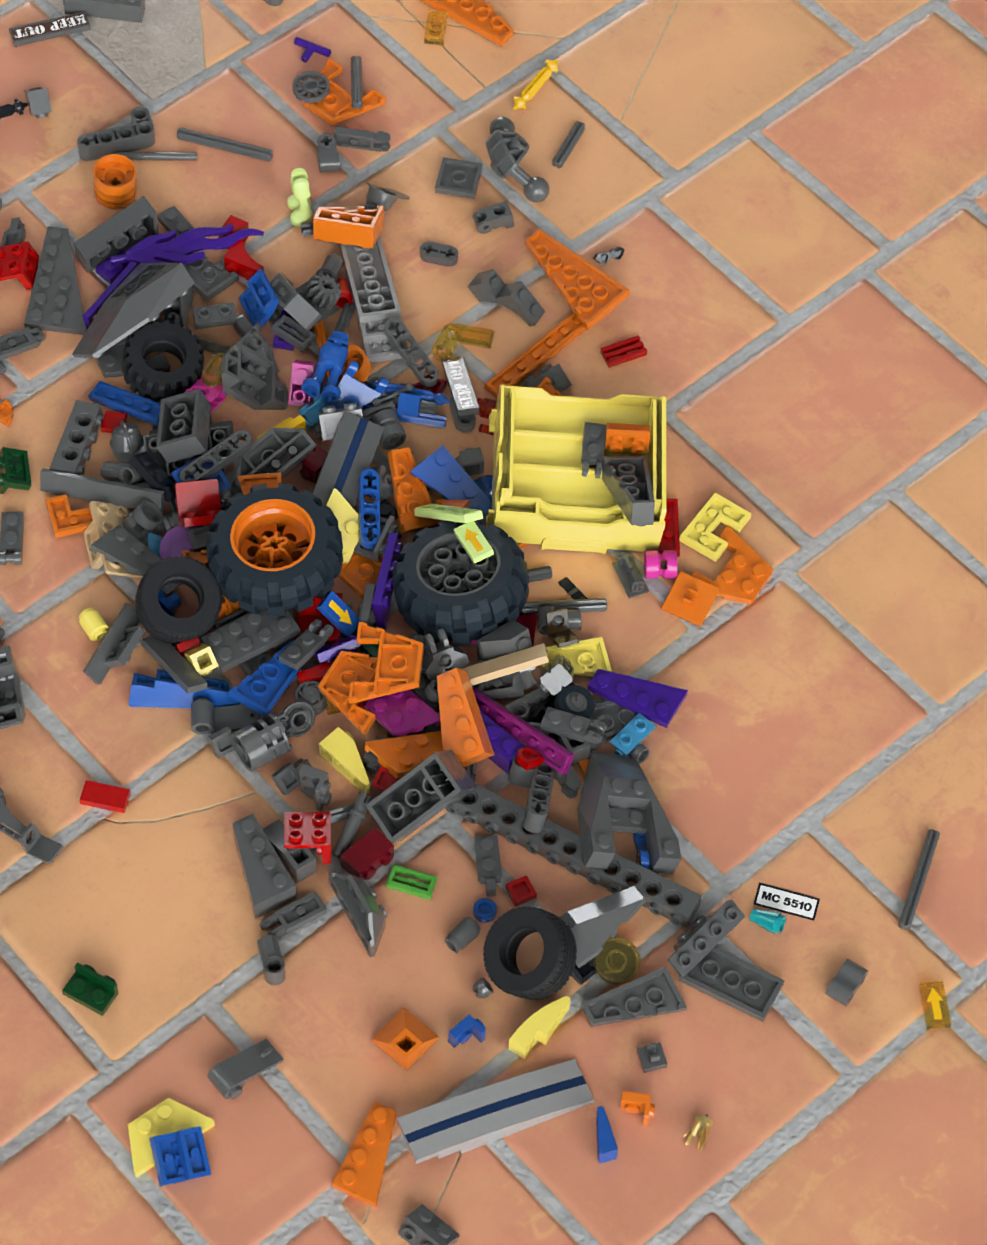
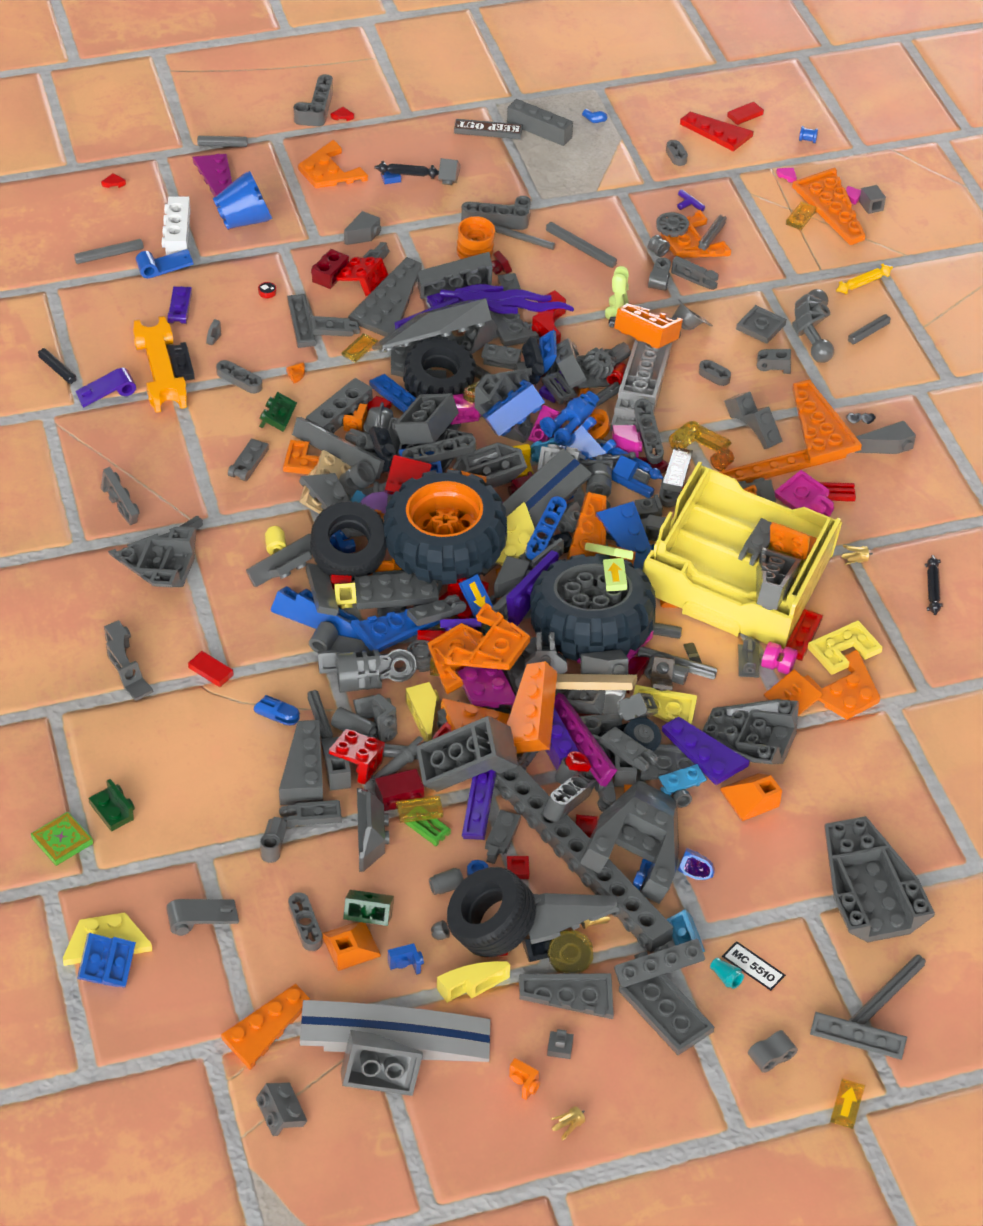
camera: 25 degrees right, 10 degrees down
(56, 358) = (359, 347): none -> clear yellow tile
(59, 1045) = (61, 838): none -> tile
(102, 451) = (357, 420): none -> orange bracket
(154, 198) = (500, 264): none -> dark red tile
(200, 817) = (277, 710): none -> blue arm
(242, 802) = (319, 714): none -> dark grey axle
(253, 310) = (533, 359): none -> black hinge
(265, 378) = (513, 408): none -> wedge
(286, 801) = (345, 719): none -> dark grey brick
(307, 118) = (658, 245): none -> dark grey wheel
(359, 573) = (511, 574): none -> dark grey slope
(365, 1039) = (303, 930): none -> dark grey beam
(393, 368) = (627, 438): none -> dark pink slope
(398, 869) = (419, 809): none -> clear yellow tile
(405, 994) = (368, 907): none -> dark green brick
(453, 440) = (649, 506): none -> dark grey brick
(454, 843) = (479, 806): none -> dark purple tile
(497, 356) = (722, 459): none -> clear orange wheel
(501, 1151) = (379, 1064): none -> dark grey slope
(564, 818) = (586, 823): none -> red tile
(599, 369) = (806, 492): none -> dark pink plate
(606, 1142) = (477, 1097): blue slope -> none
(650, 271) = (888, 440): none -> dark grey slope
(673, 653) = (756, 730): none -> dark grey wedge
(682, 414) = (860, 555): none -> pearl gold piece
(688, 821) = (696, 865): none -> rock
(704, 723) = (753, 795): none -> orange slope
(711, 894) = (684, 928): none -> dark azure slope
(766, 423) = (933, 585): none -> black wheel
(858, 772) = (873, 883): none -> dark grey wedge
(914, 933) = (858, 1035): none -> dark grey tile

